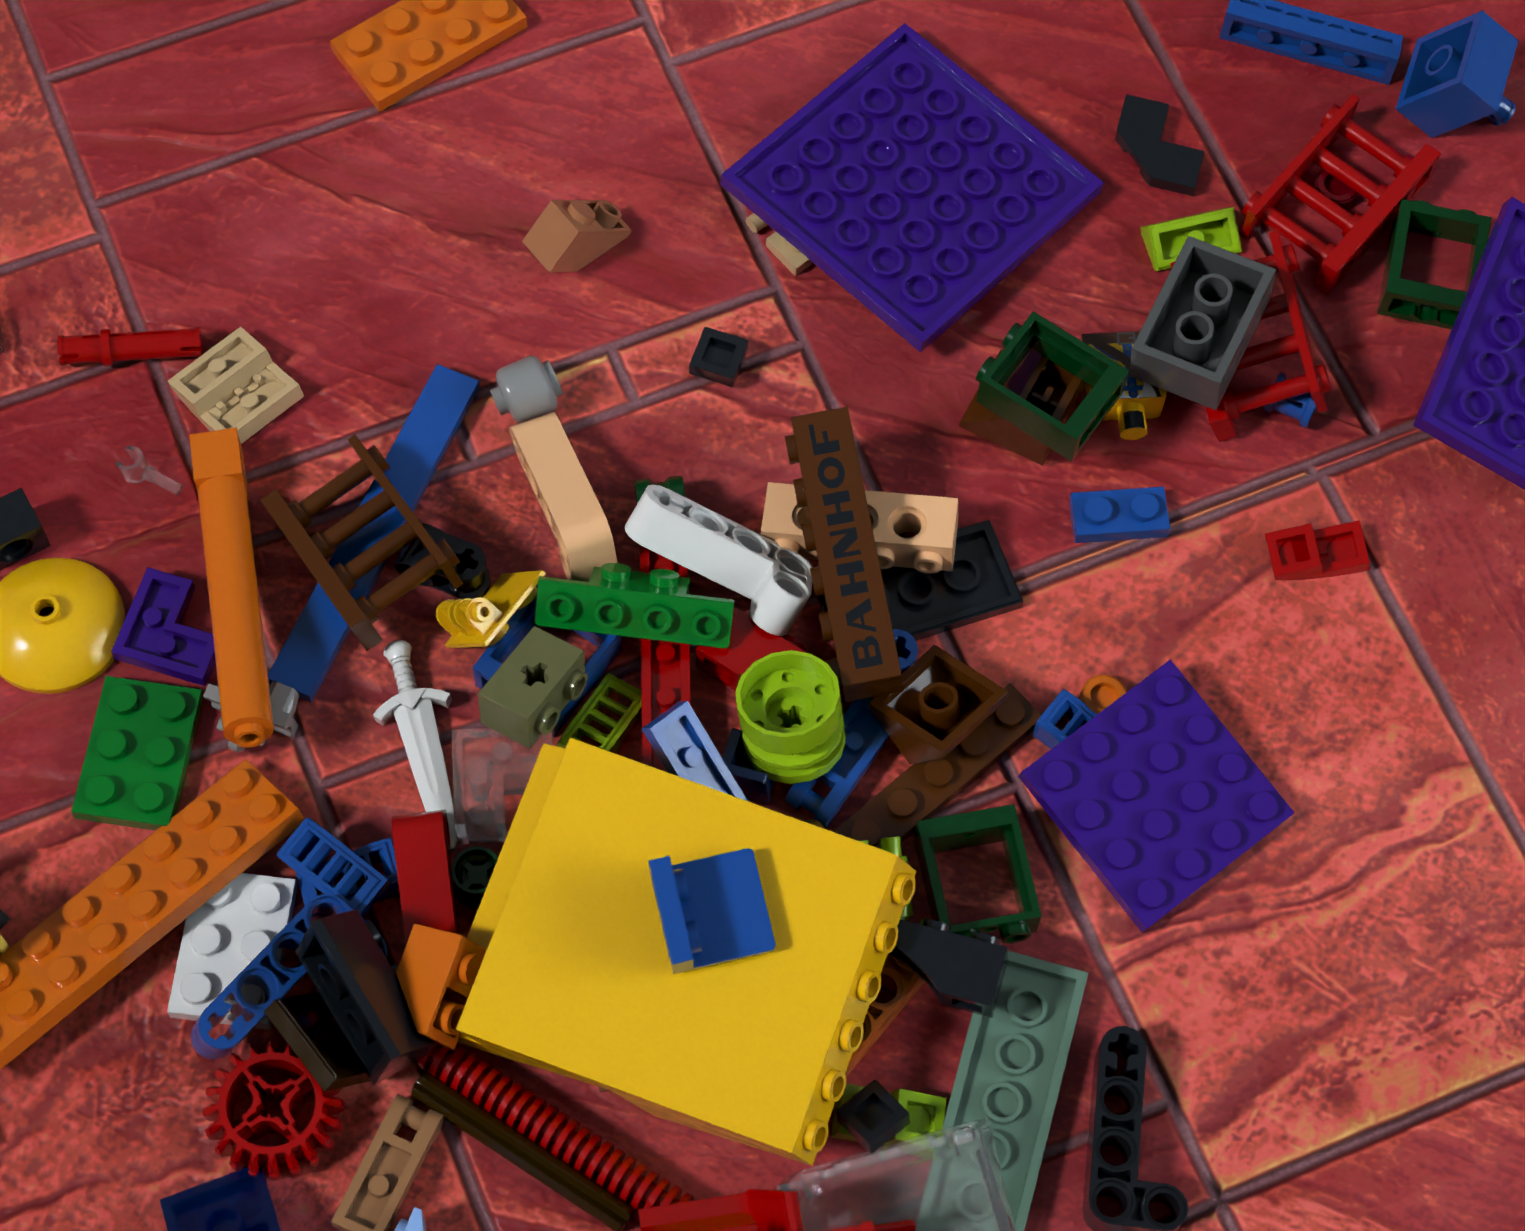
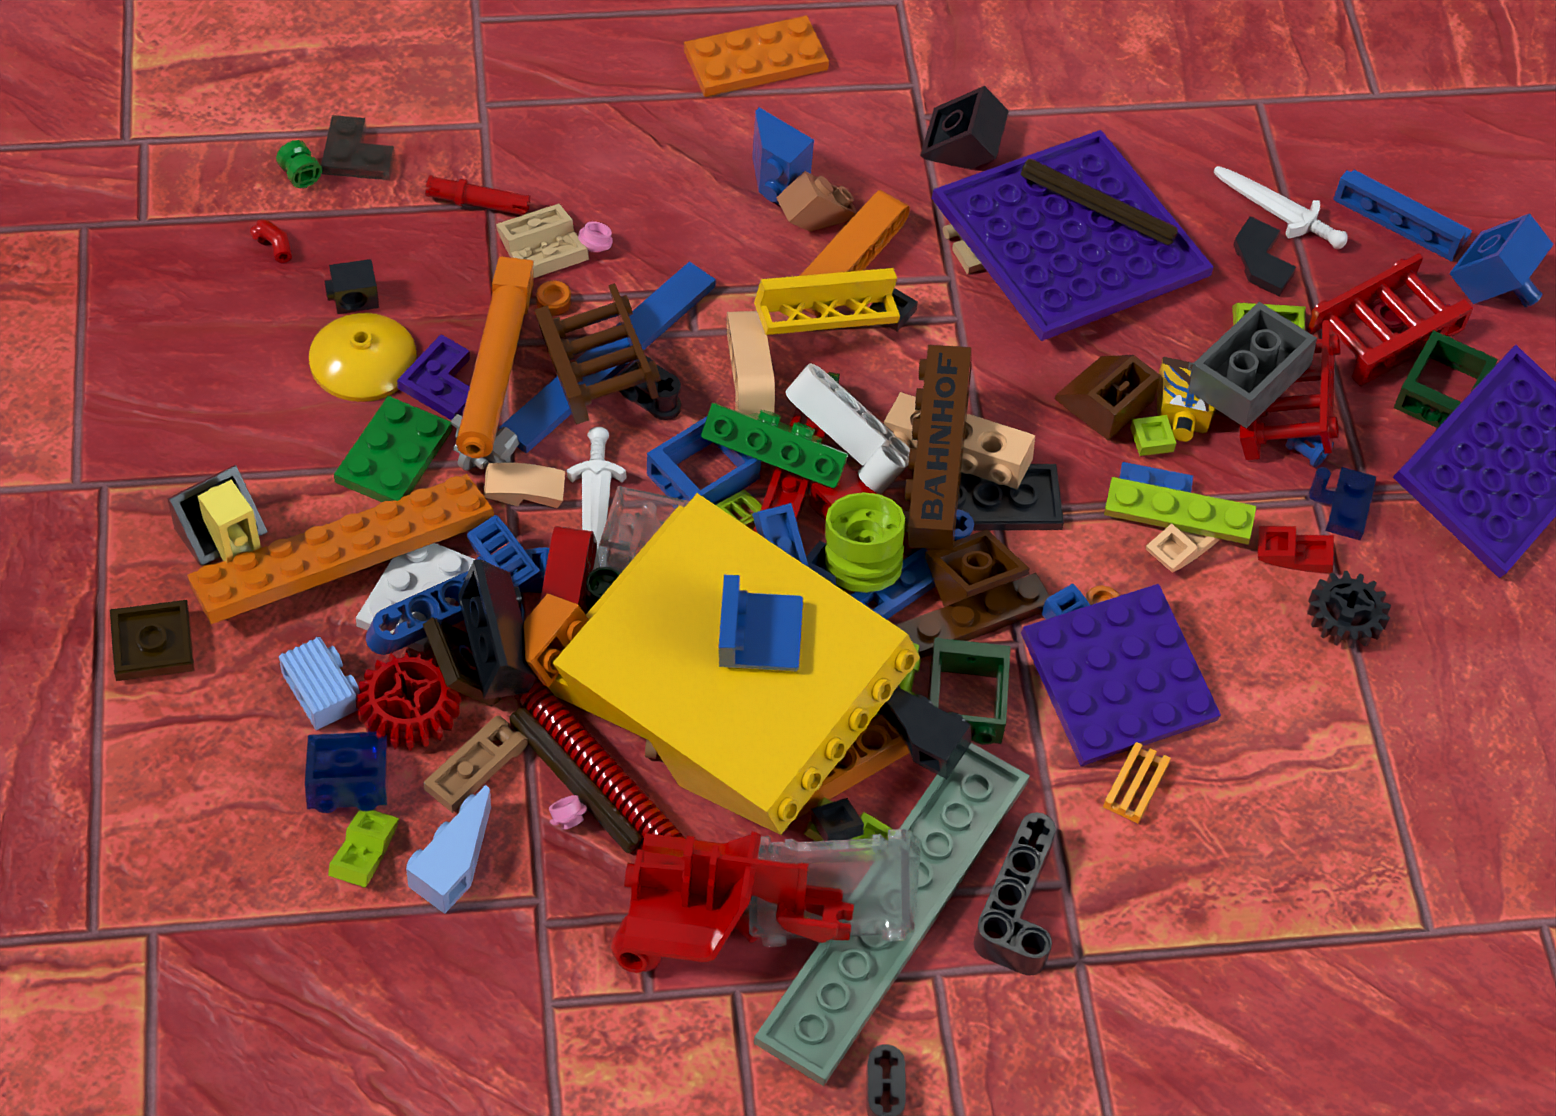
camera: 15 degrees right, 10 degrees down
(142, 471) = (457, 275): clear hand -> none
(150, 1120) = (319, 683): none -> light blue brick
(276, 466) = (555, 295): none -> orange tile
(304, 363) = (596, 237): none -> bright pink plate
(323, 749) = (520, 481): none -> light nougat slope
(485, 618) = (662, 424): yellow hinge -> none
(508, 182) = (778, 154): none -> blue slope
(526, 389) = (742, 289): light grey head -> none
(527, 1203) = (567, 812): none -> bright pink plate
(533, 687) = (683, 470): olive brick -> none
(629, 367) = (823, 294): none -> yellow fence
(638, 294) = (861, 237): none -> orange beam
(733, 71) = (966, 130): none -> black slope
(936, 133) = (1099, 202): none -> dark brown axle
(1072, 355) = (1129, 412): dark green window -> none
(1103, 448) = (1153, 435): none -> lime plate
(1161, 68) = (1299, 218): none -> white sword
(1163, 543) = (1183, 509): none -> lime plate
(1179, 581) = (1178, 548): none -> light nougat slope
(1224, 897) = (1148, 758): none -> light orange tile
(1361, 465) = (1348, 502): none -> clear blue plate
(1410, 616) = (1348, 609): none -> black gear

